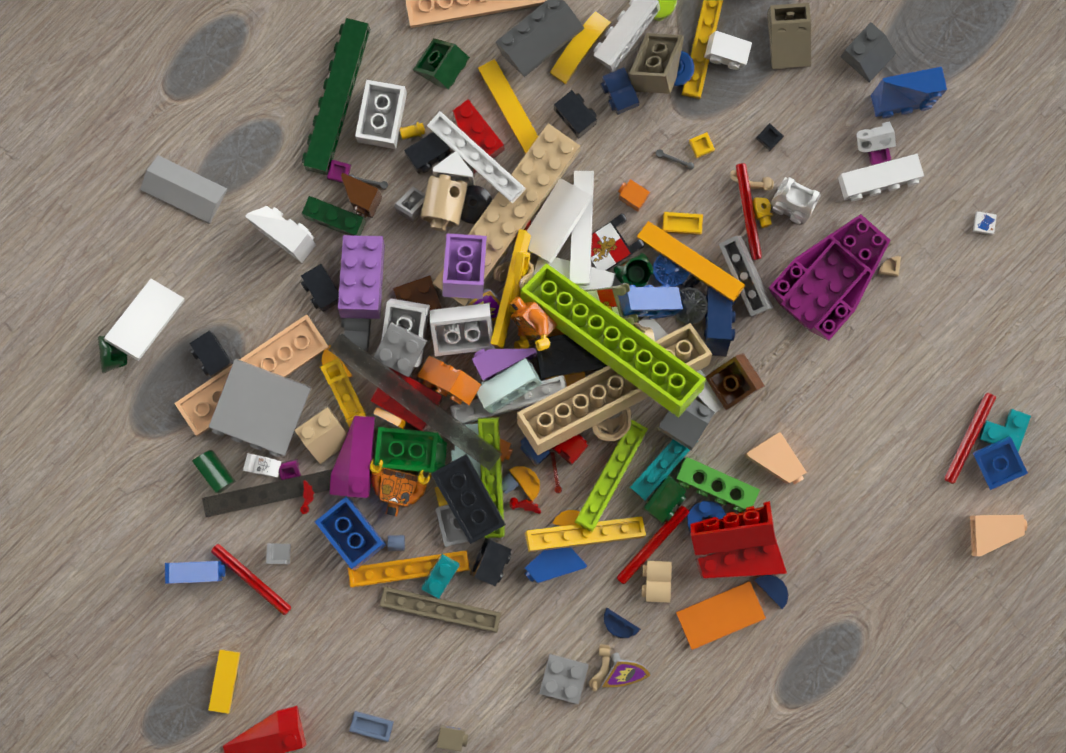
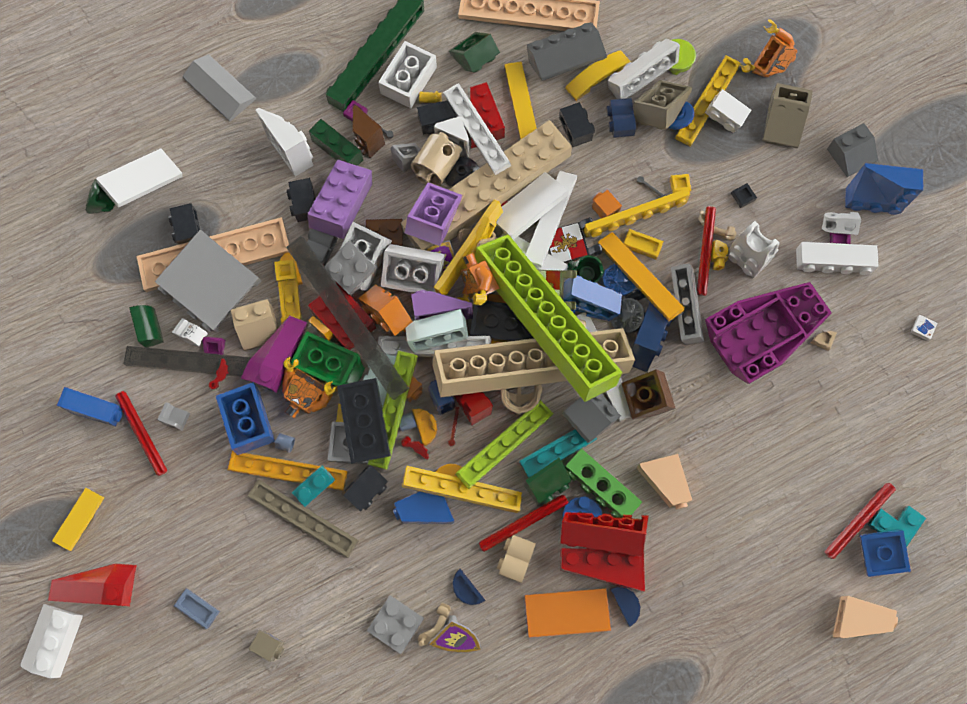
camera: 15 degrees right, 10 degrees down
(674, 188) = (641, 211): none -> yellow plate

